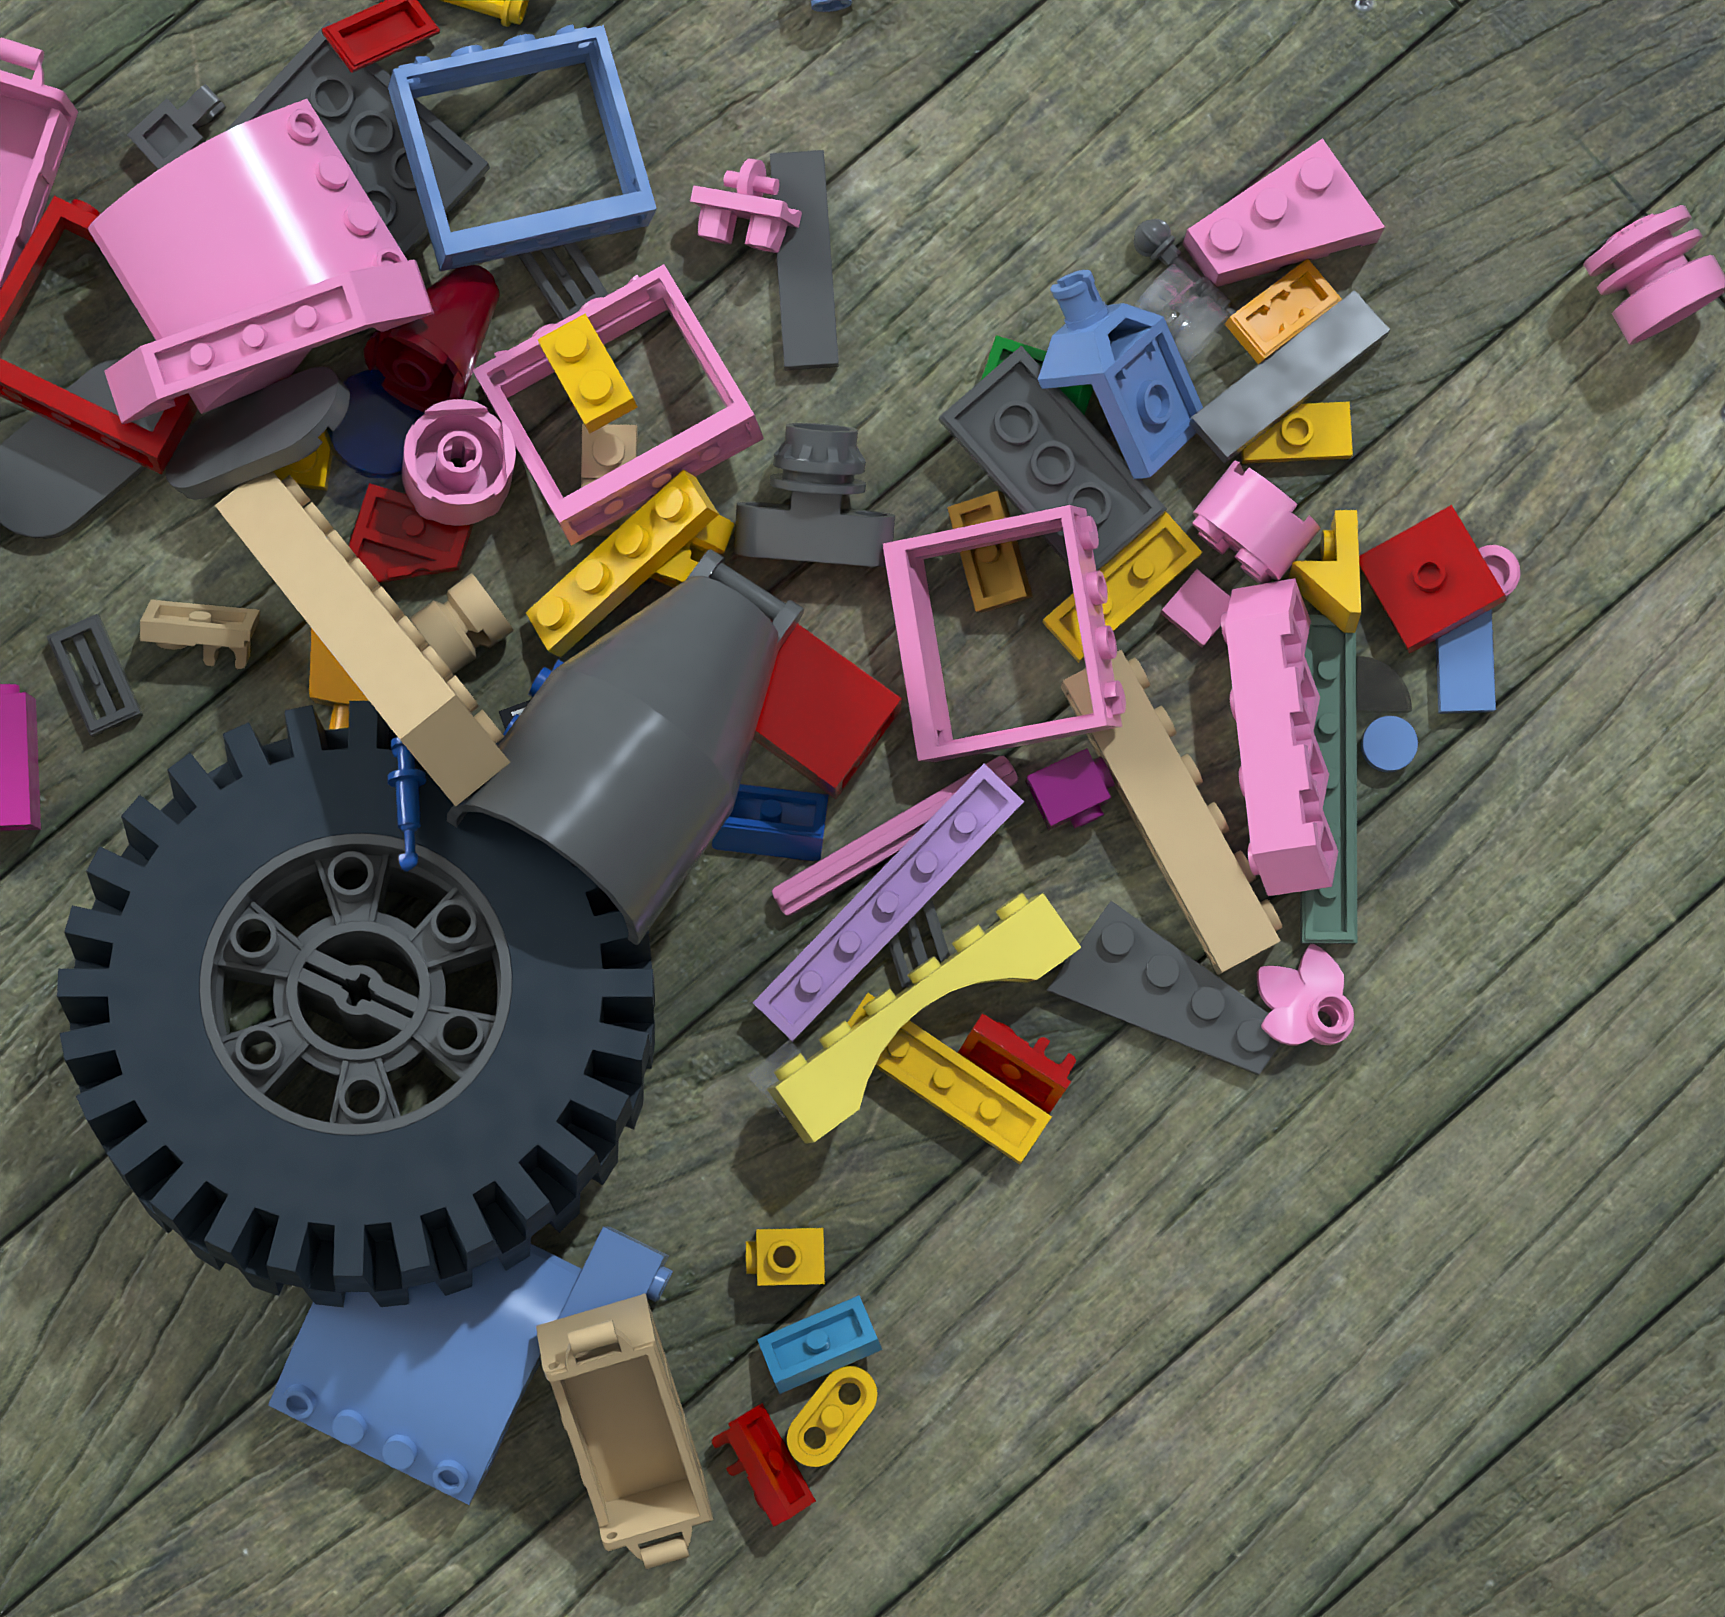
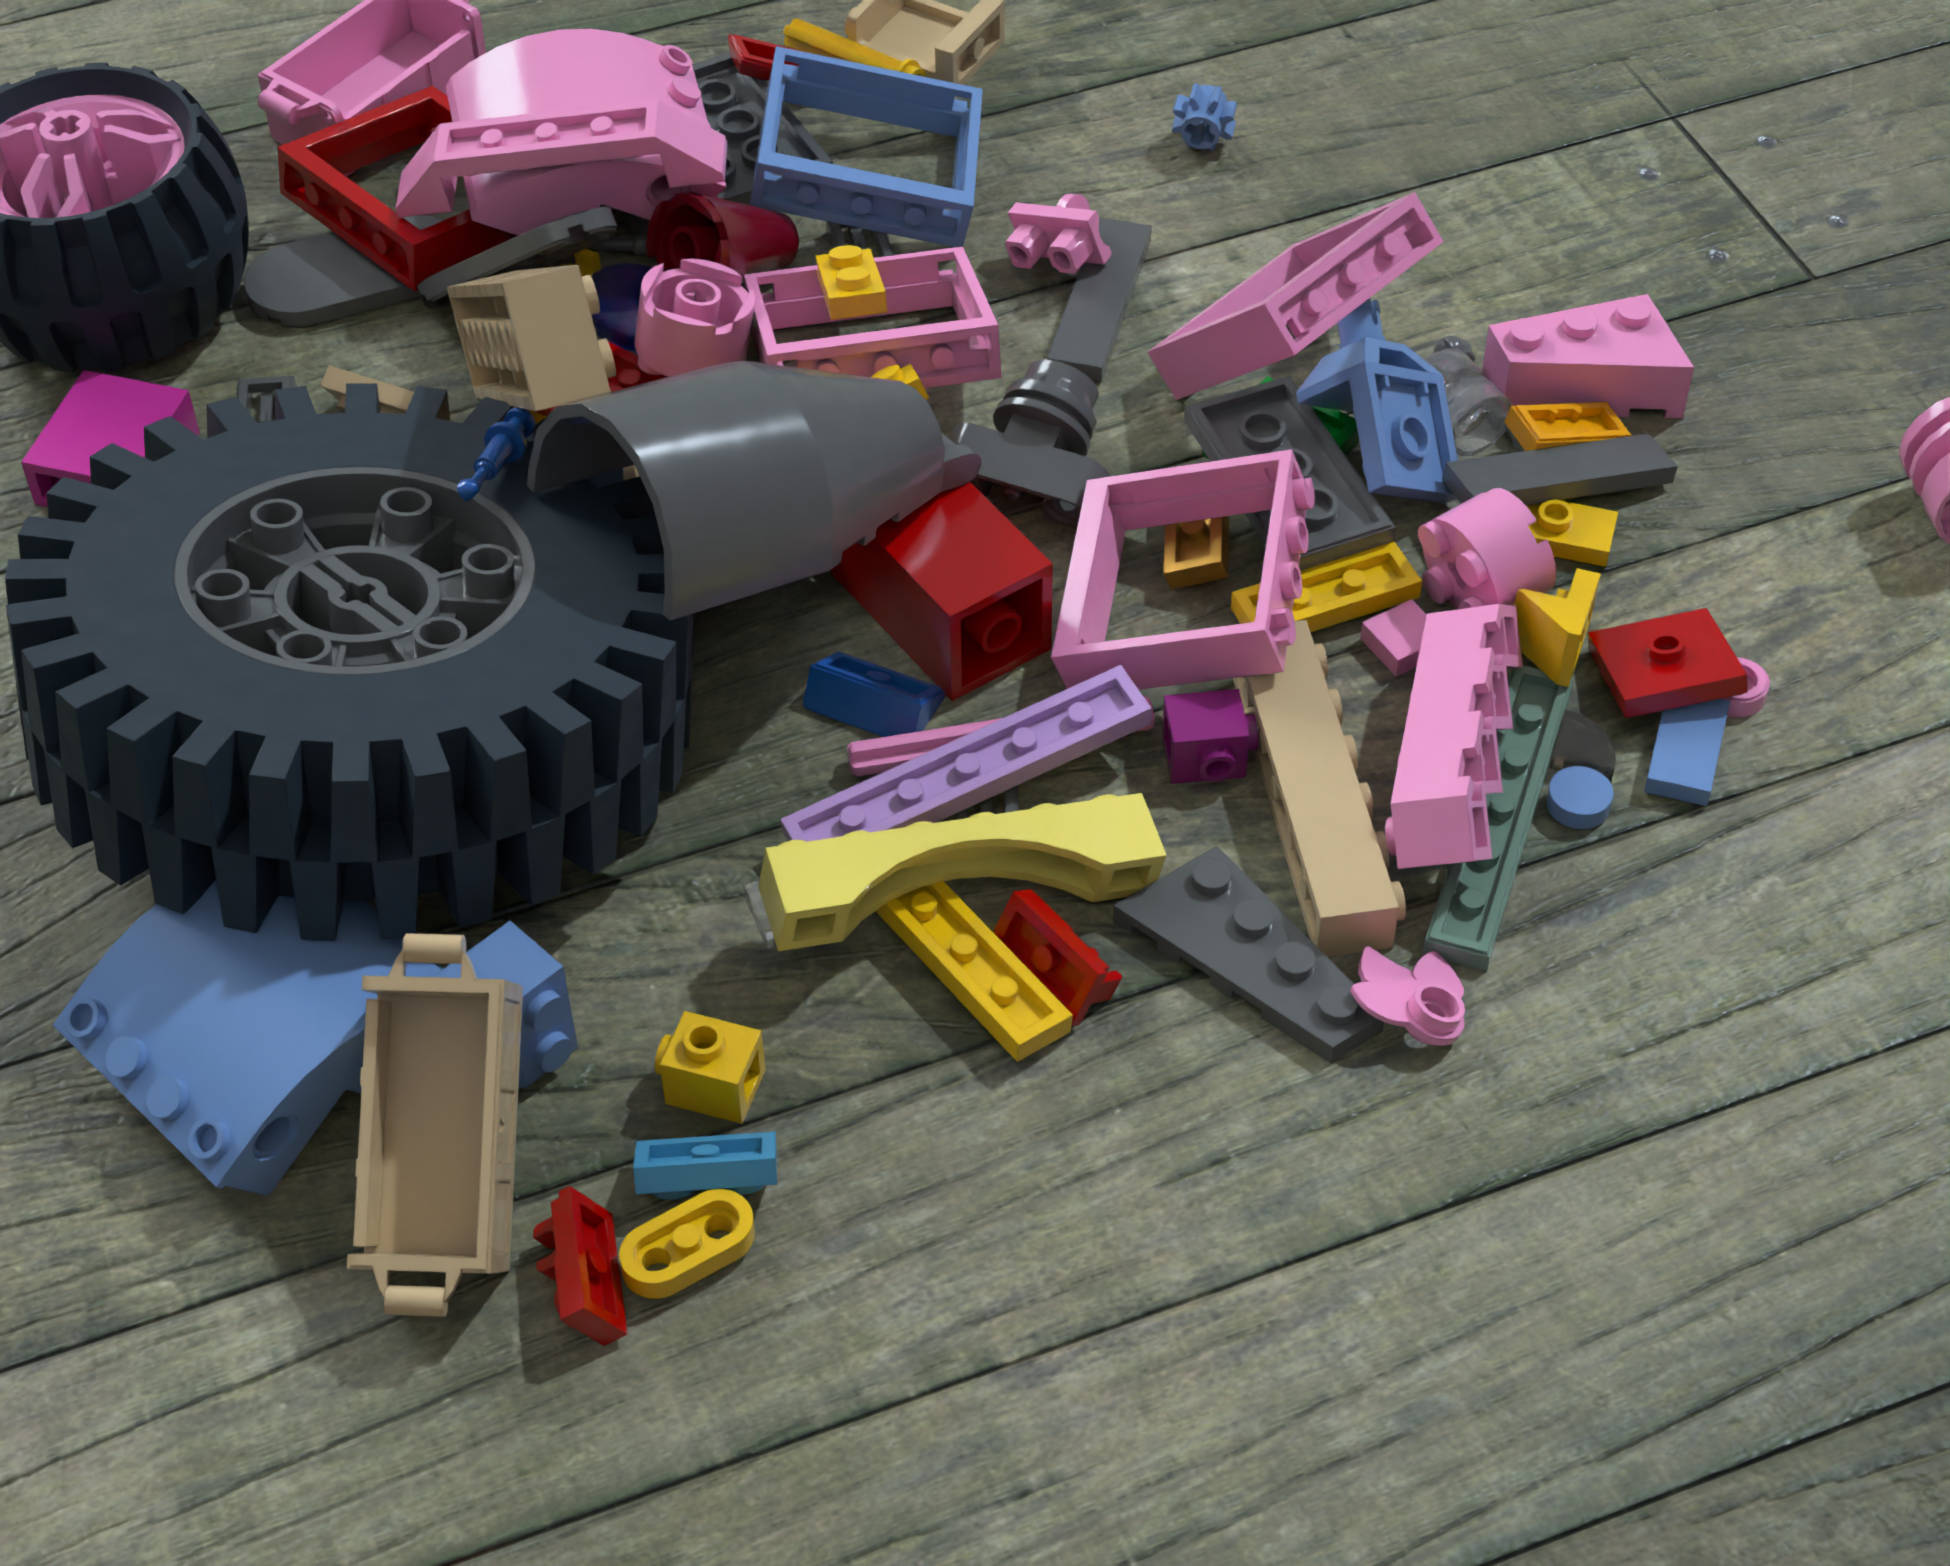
camera: 20 degrees right, 35 degrees down
(1056, 292) = (1302, 287): none -> bright pink window

